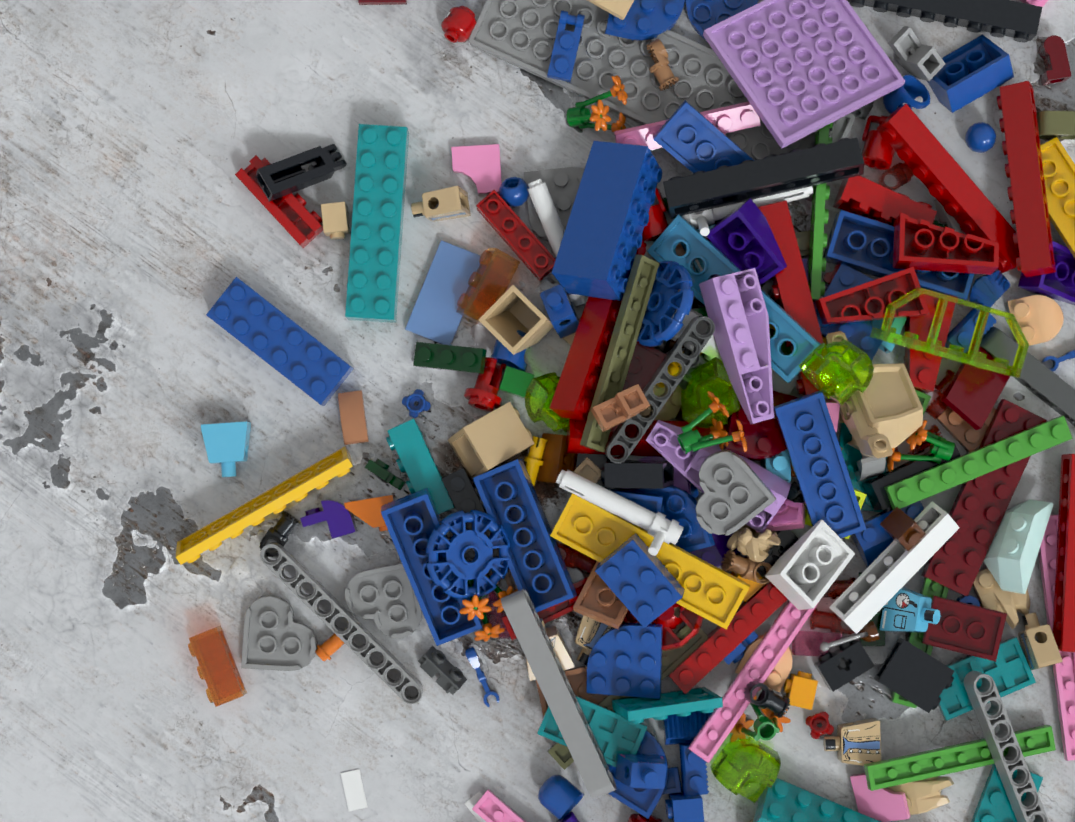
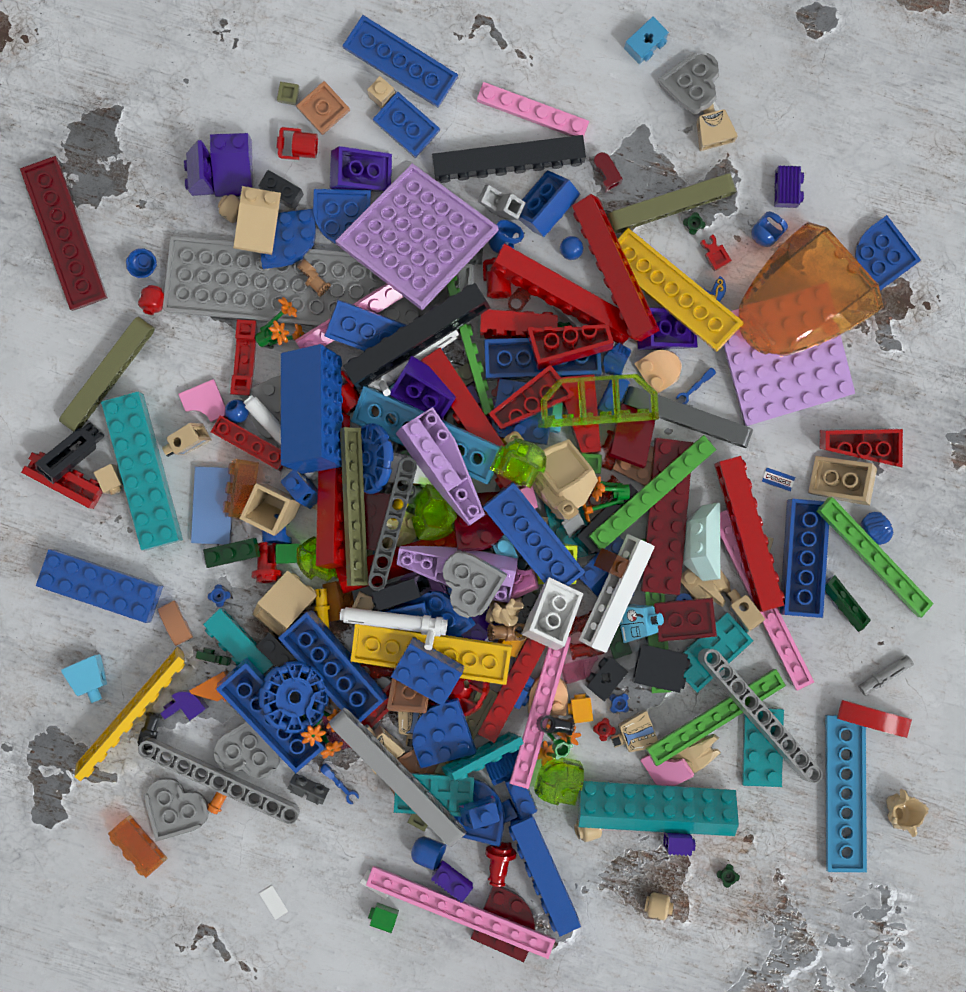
camera: 20 degrees left, 0 degrees up
(375, 94) = (107, 374): none -> olive beam
(544, 131) = (244, 357): none -> red slope
(565, 47) = (237, 289): blue plate -> none
(620, 408) = (367, 548): nougat slope -> none
(692, 440) = (429, 554): plant -> none
(851, 706) = (624, 704): none -> blue plate
(867, 633) = (615, 649): hinge -> none

